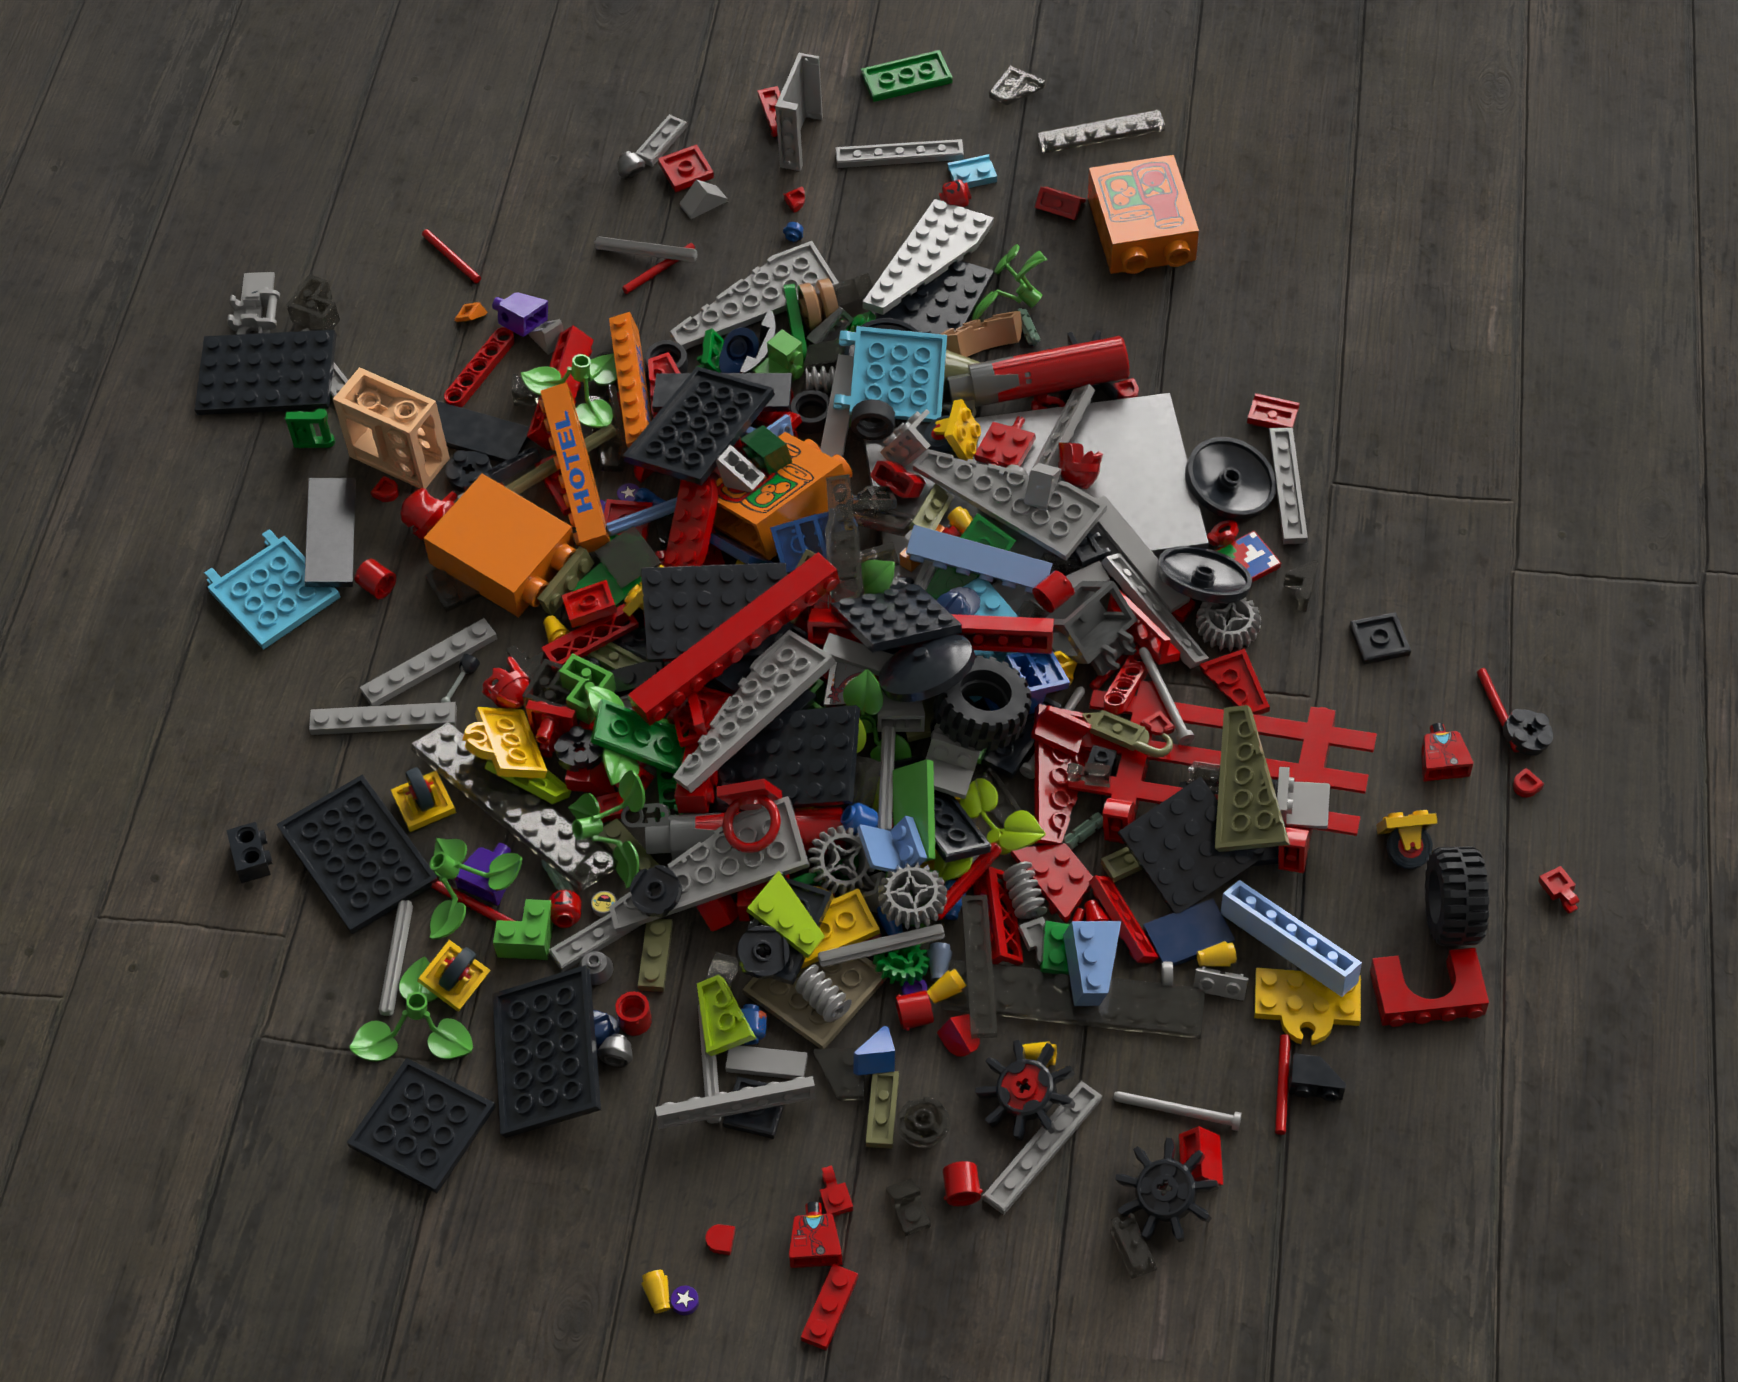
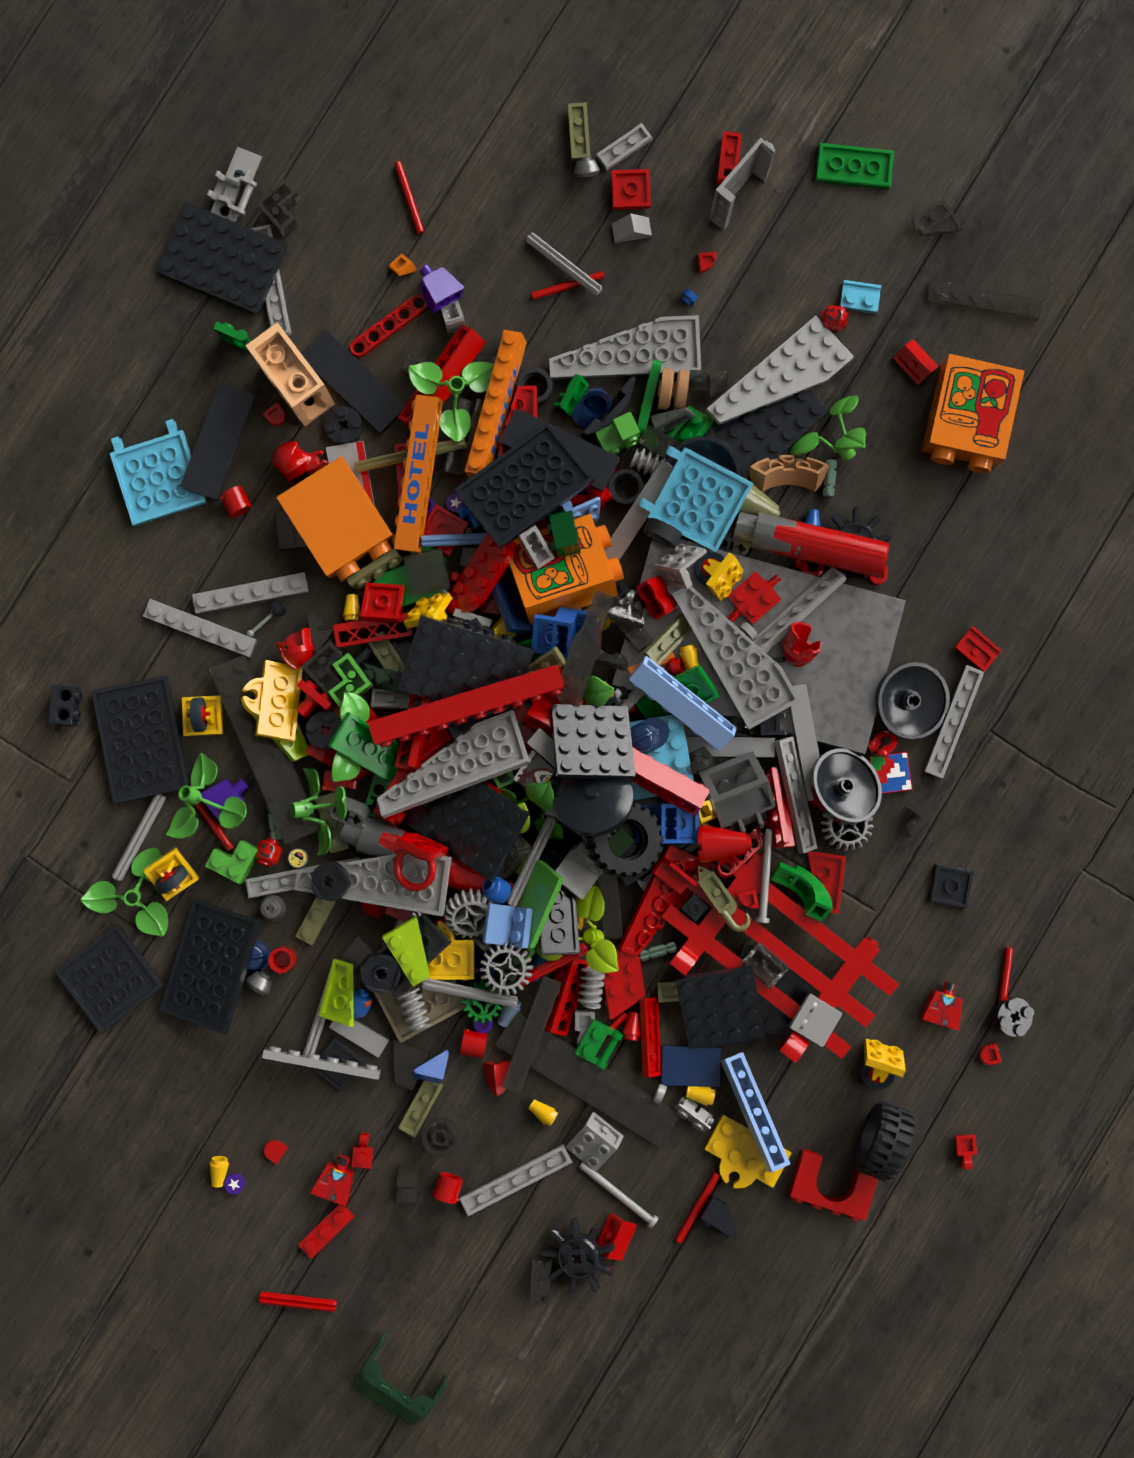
camera: 20 degrees right, 30 degrees up
(510, 467) = (386, 438): black beam -> none
(605, 140) = (578, 130): none -> olive plate
(899, 153) = (810, 249): light grey tile -> none
(946, 986) = (502, 1040): yellow cone -> none
(1031, 1103) = (529, 1148): black gear -> none
(1041, 485) = (760, 661): light grey slope -> none
(1053, 591) = (723, 759): red piece -> none
(1090, 959) = (609, 1069): medium blue wedge -> none
(1093, 774) = (683, 921): clear smoke plate -> none
(1096, 675) = (721, 843): none -> red cone
(1117, 1063) = (595, 1142): none -> light grey bracket
(1213, 693) = (807, 886): none -> green arch
(1246, 797) = (774, 1006): olive wing -> none

